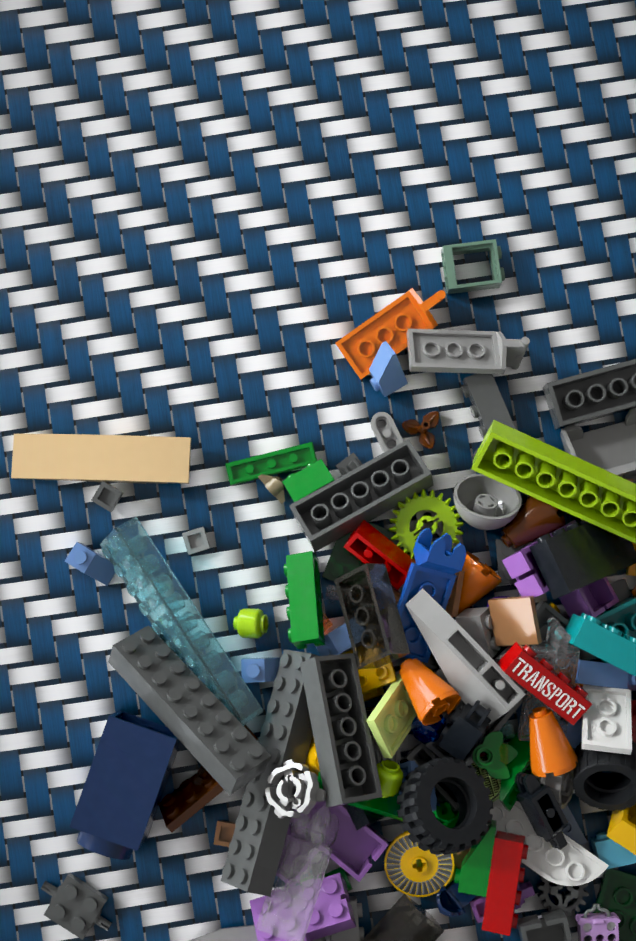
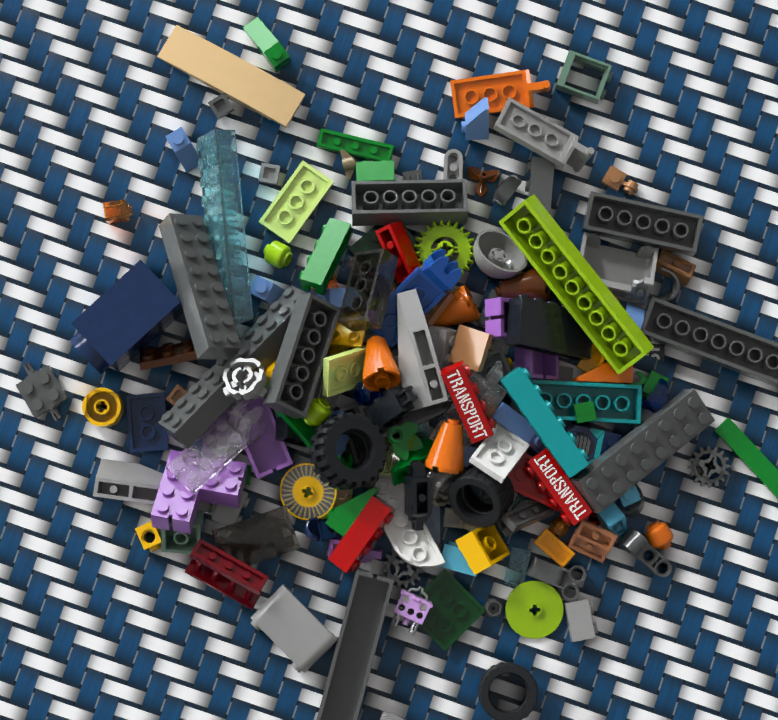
camera: 25 degrees right, 0 degrees up
(55, 667) = (117, 211): none -> clear orange brick
(121, 404) = (267, 44): none -> slope
(144, 902) = (97, 398): none -> yellow brick
(201, 874) = (143, 416): none -> dark blue plate
(240, 556) = (296, 202): none -> yellowish green plate
(454, 426) = (506, 189): none -> dark grey helmet
(560, 356) = (615, 178): none -> medium nougat plate
(583, 810) = (451, 519): none -> light grey tile

